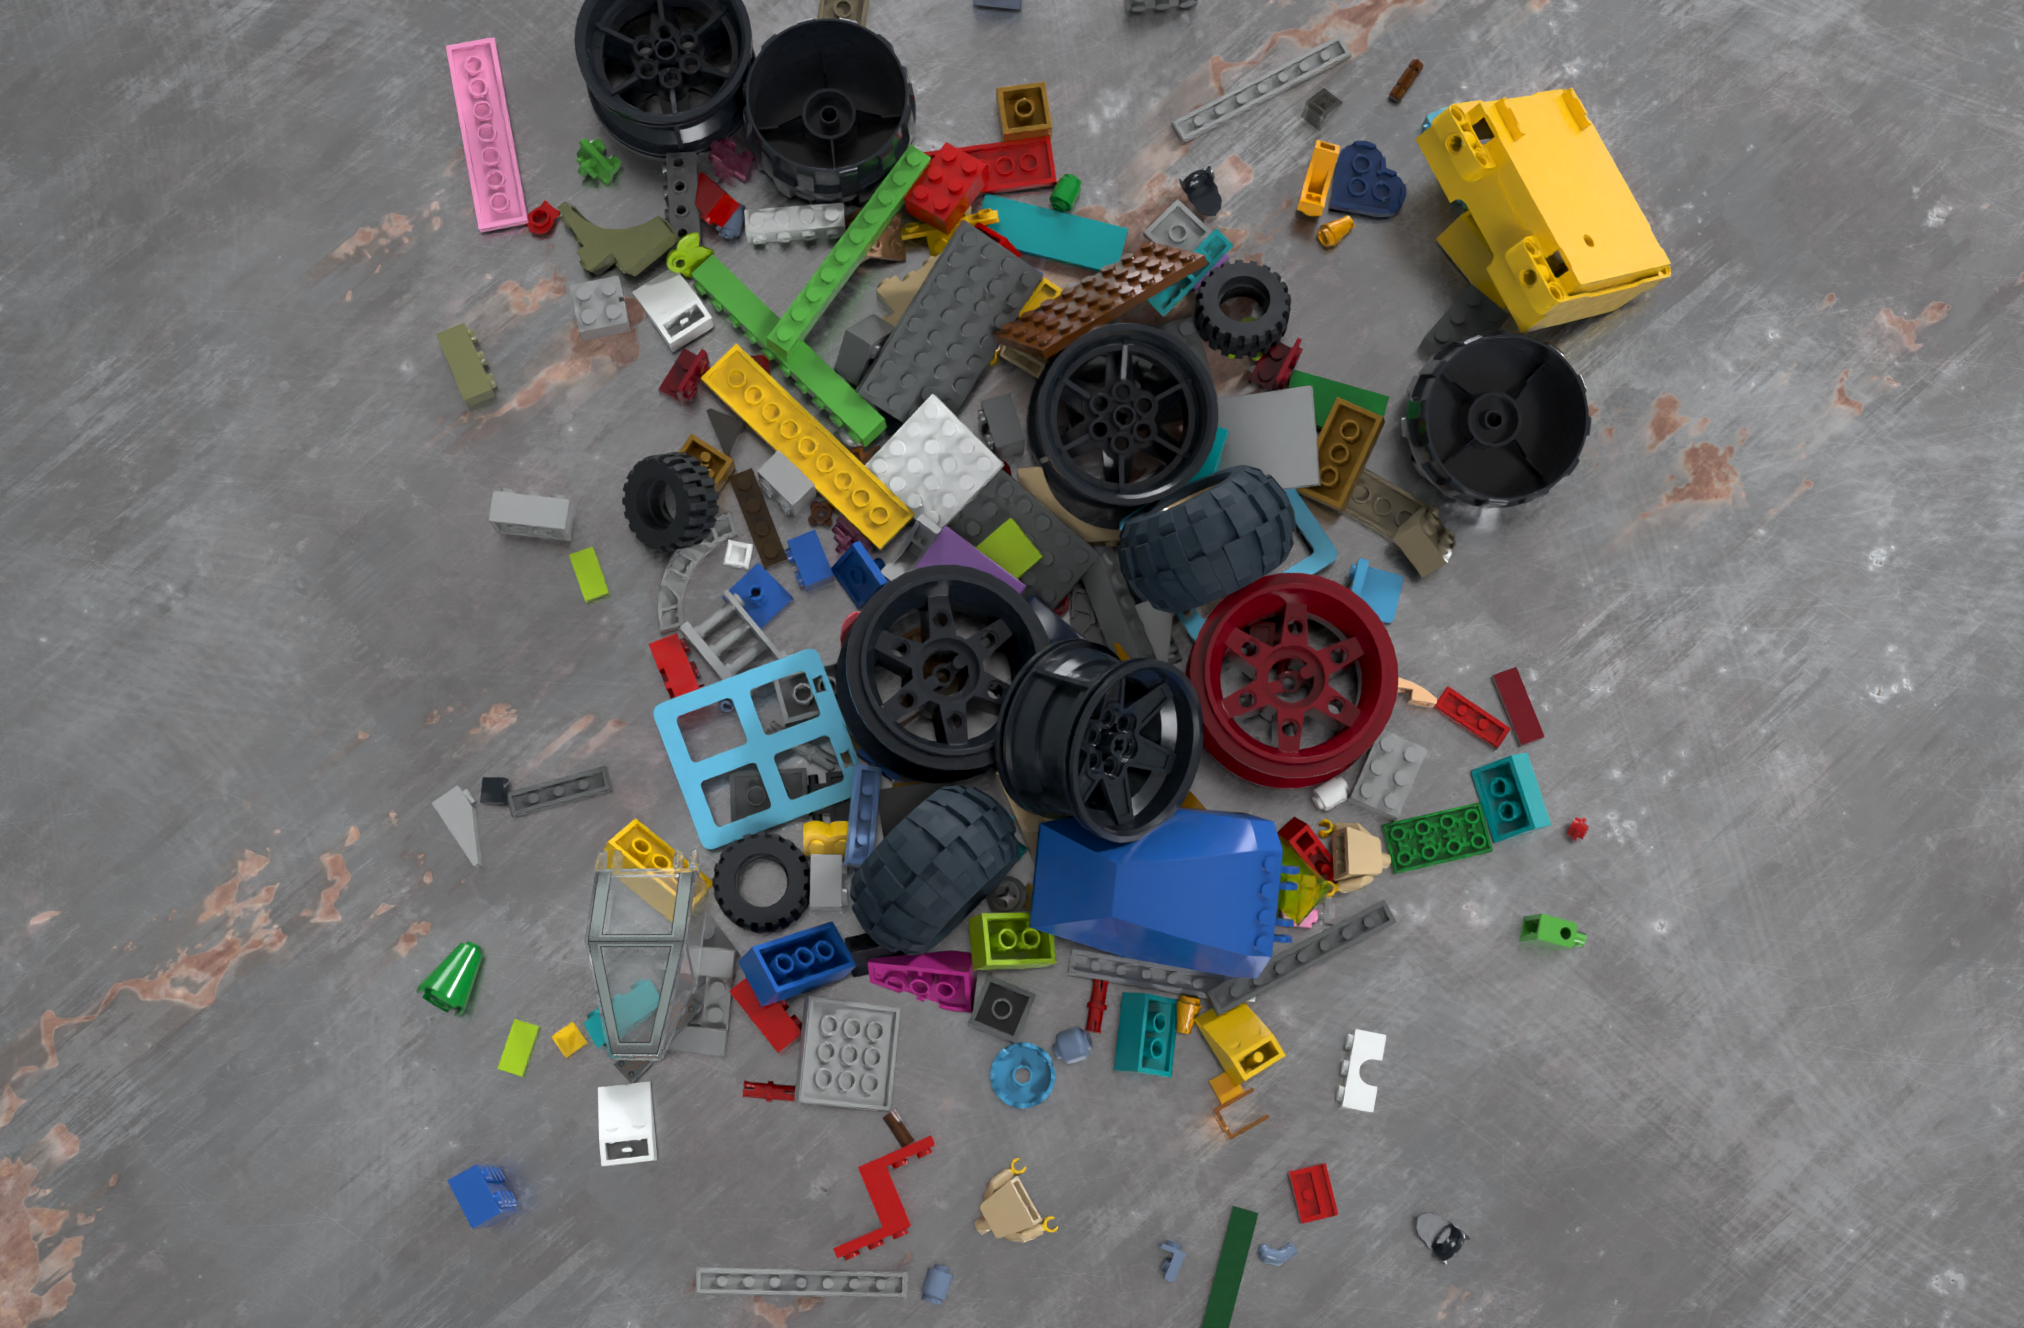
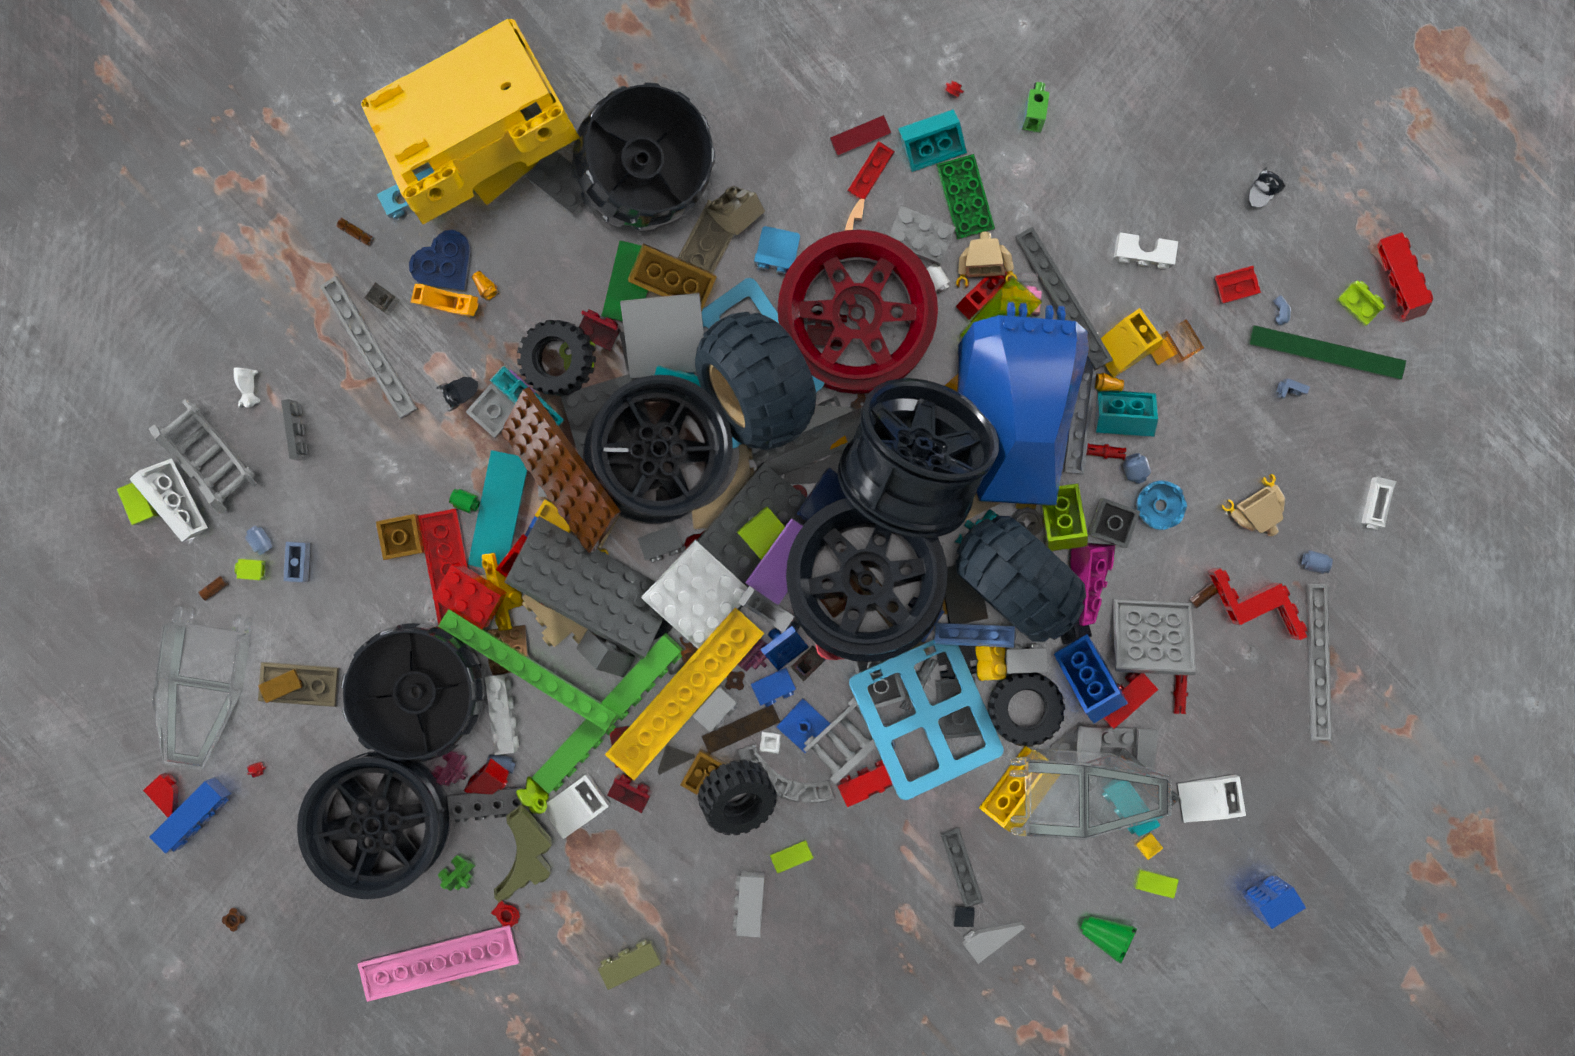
camera: 85 degrees left, 10 degrees up
(599, 308) = (578, 864): light grey piece -> none
(835, 602) = (807, 663): none -> clear smoke slope

